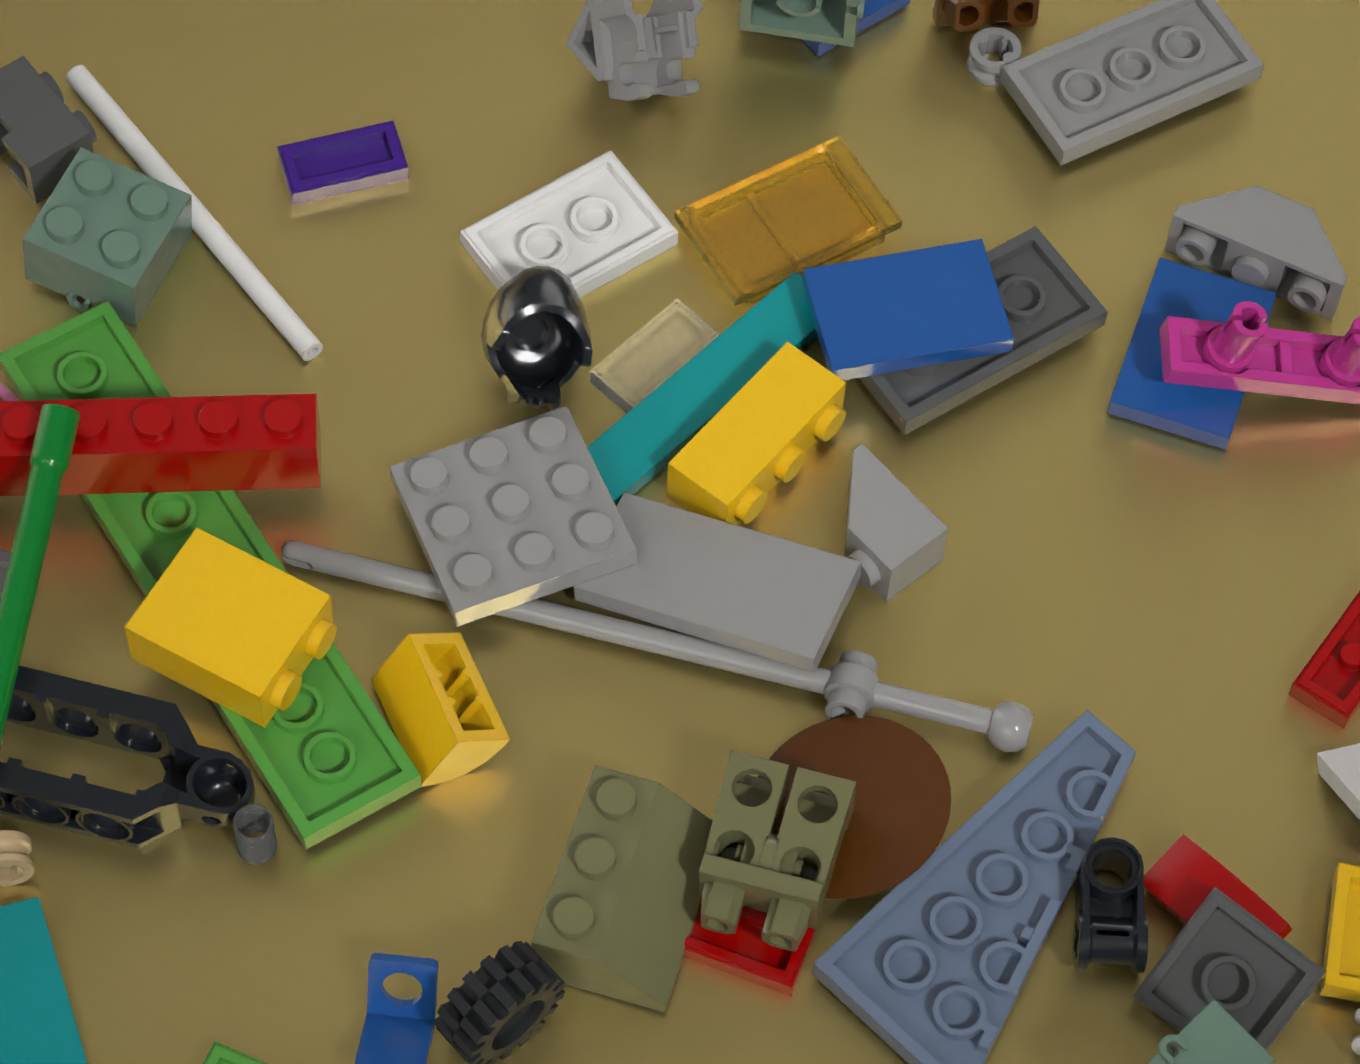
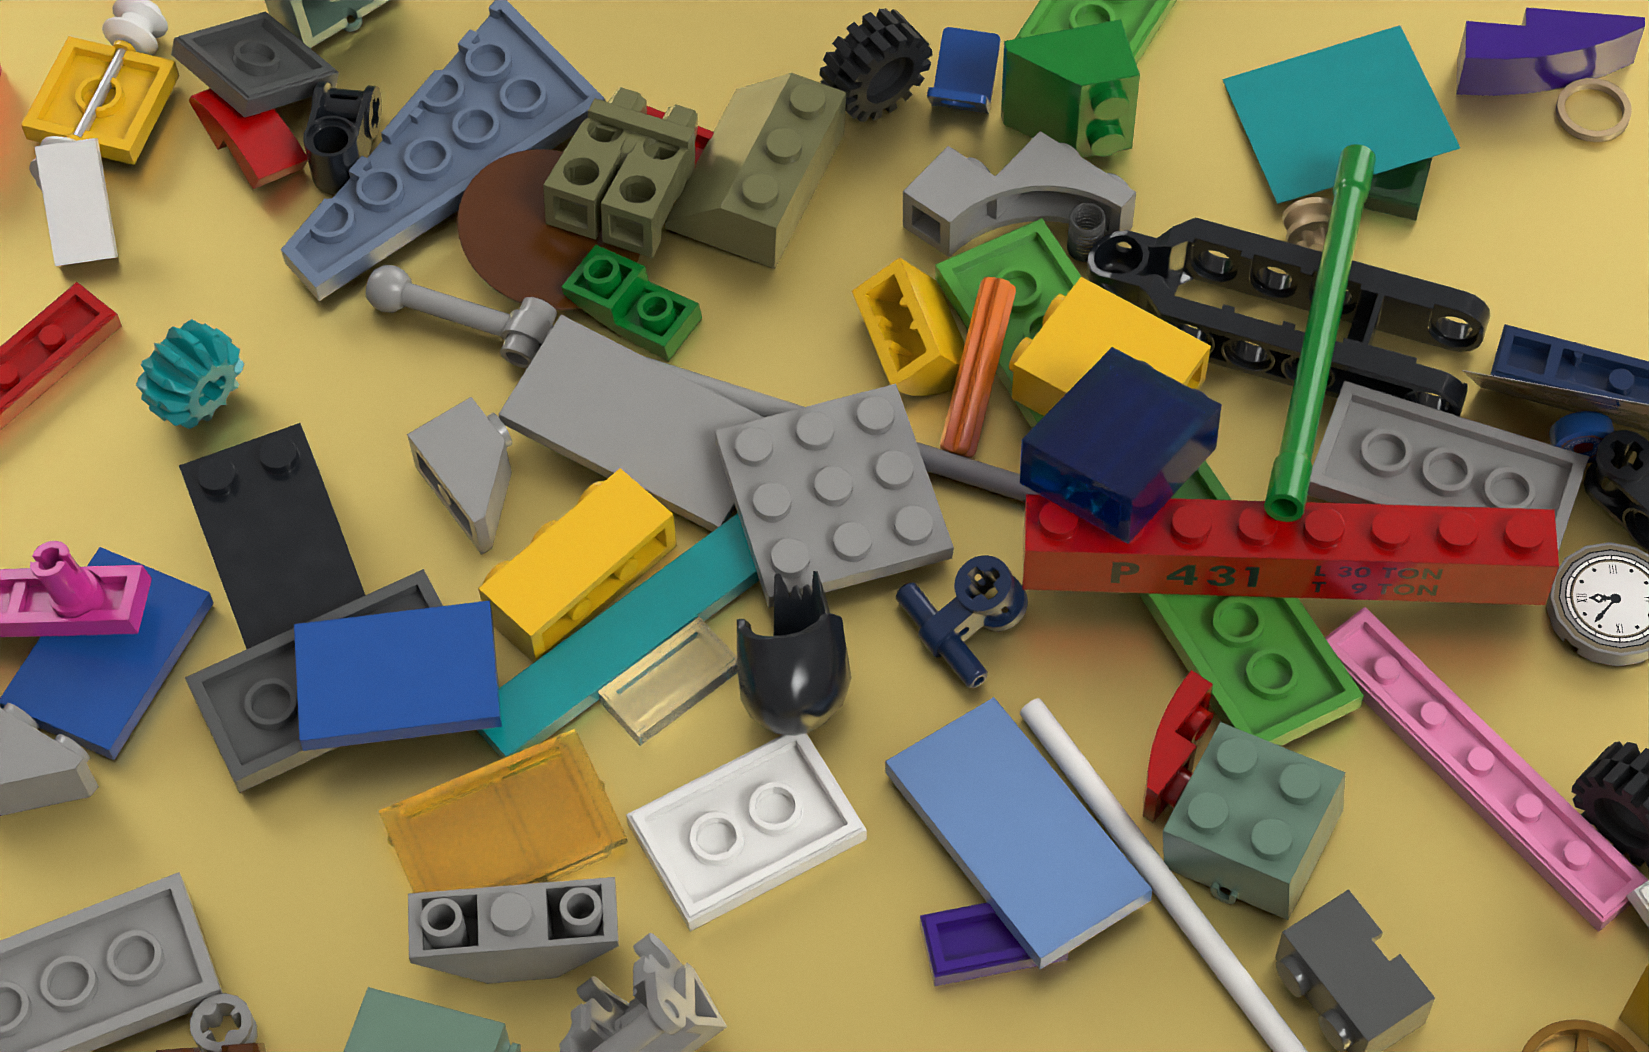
camera: 170 degrees left, 0 degrees up
(183, 294) = (1175, 746): none -> red slope
(219, 466) = (1119, 444): none -> clear blue brick
(267, 974) = (1073, 87): none -> green slope
(302, 891) = (1045, 180): none -> light grey arch
(324, 235) = (1018, 832): none -> medium blue tile
(369, 653) = (978, 366): none -> orange axle
(370, 413) = (947, 629): none -> dark blue piece
(726, 721) = (626, 302): none -> green slope
(759, 115) = (513, 929): none -> light grey slope
(1063, 457) = (272, 533): none -> black slope
(1188, 589) = (190, 374): none -> teal gear

